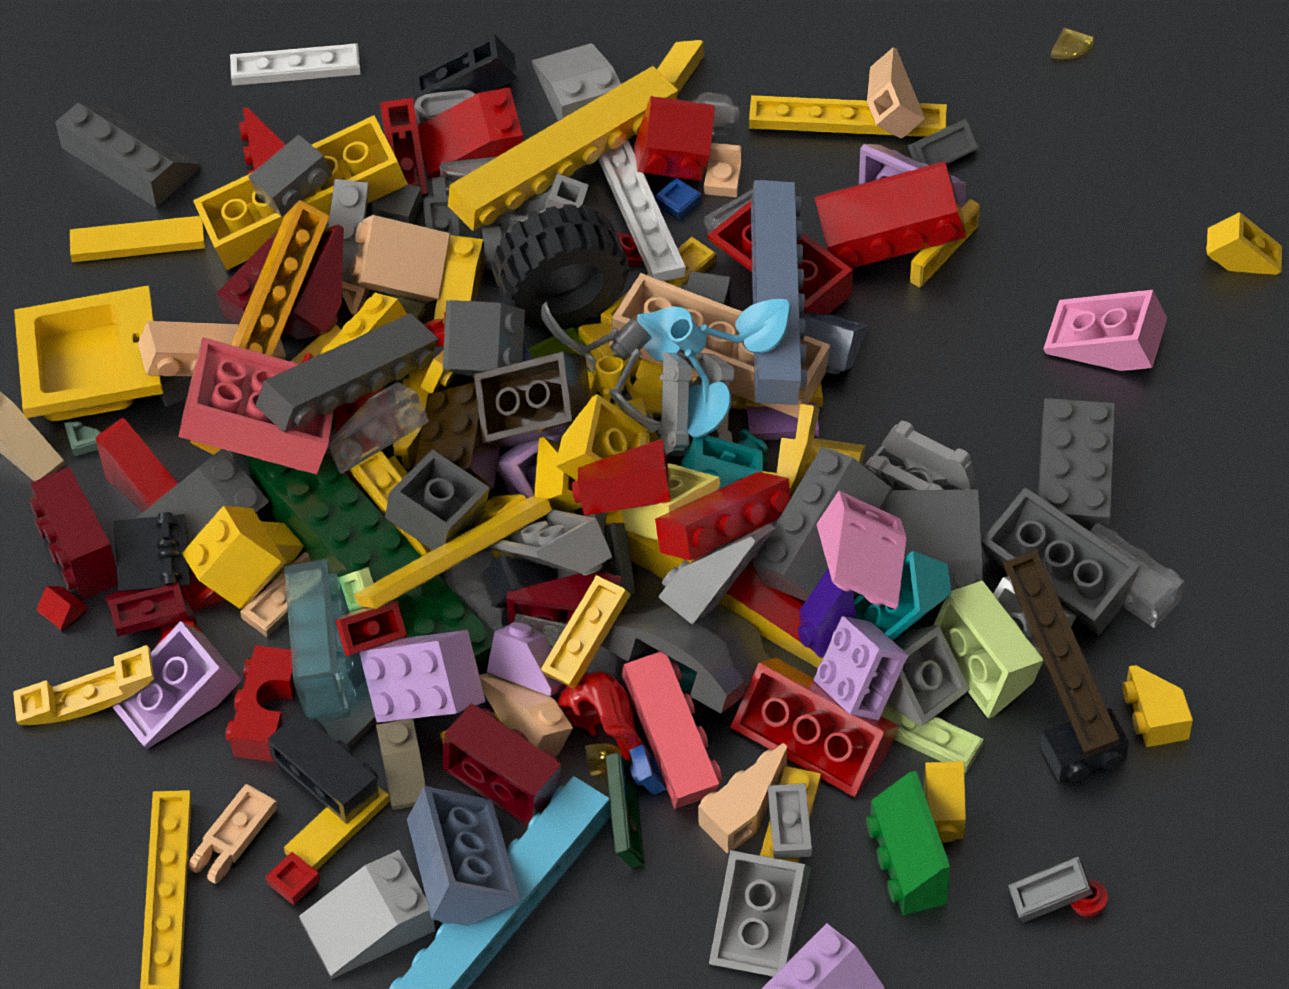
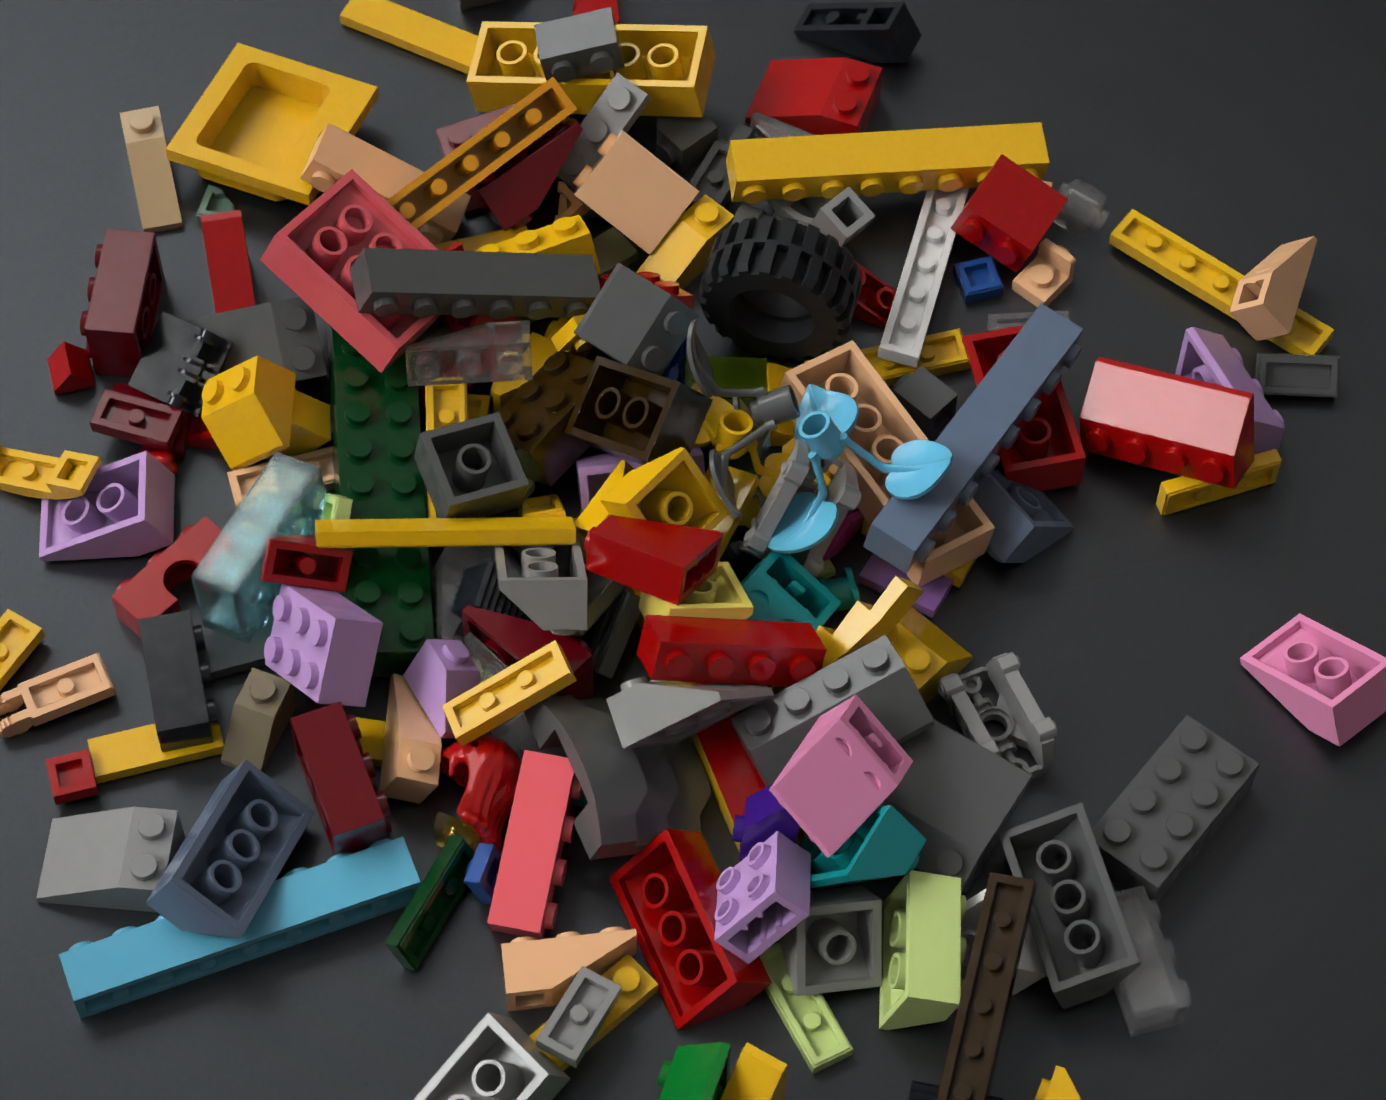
camera: 30 degrees right, 5 degrees up
(403, 137) = (739, 73): red slope -> none
(436, 103) = (808, 46): light grey tile -> none
(574, 78) = (965, 92): light grey slope -> none
(682, 62) = (1083, 137): yellow slope -> none

